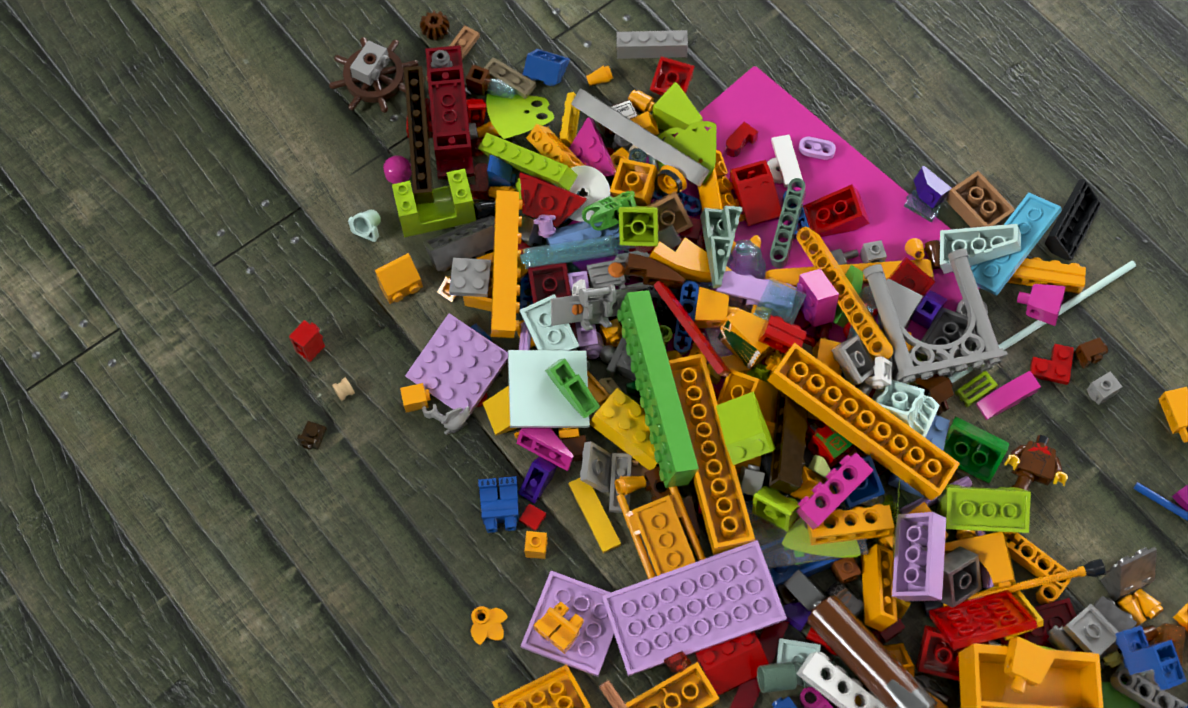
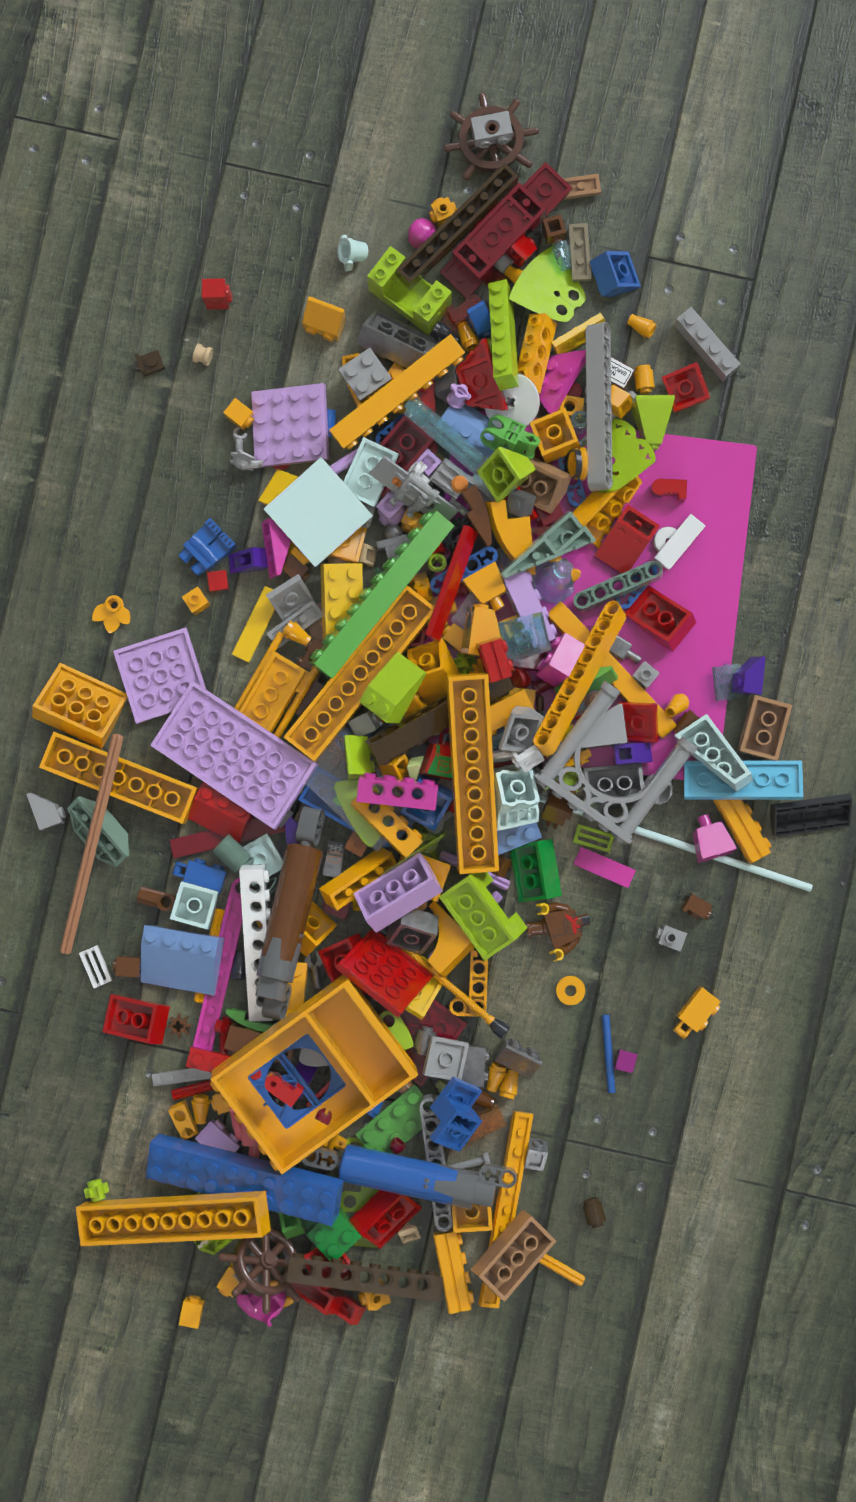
camera: 55 degrees right, 20 degrees up
(396, 142) = (437, 212): none -> light orange brick
(434, 25) = (579, 141): reddish brown gear -> none
(441, 59) = (542, 191): flat silver brick -> none
(558, 629) = (143, 668): light orange hips -> none
(572, 387) = (330, 530): bright green slope -> none
(678, 662) = (185, 774): clear red slope -> none
(817, 147) = (712, 558): lavender plate -> none
(1026, 663) = (361, 1028): light orange torso -> none
(1056, 369) = (661, 890): red plate -> none
(1088, 504) = (577, 997): none -> light orange piece

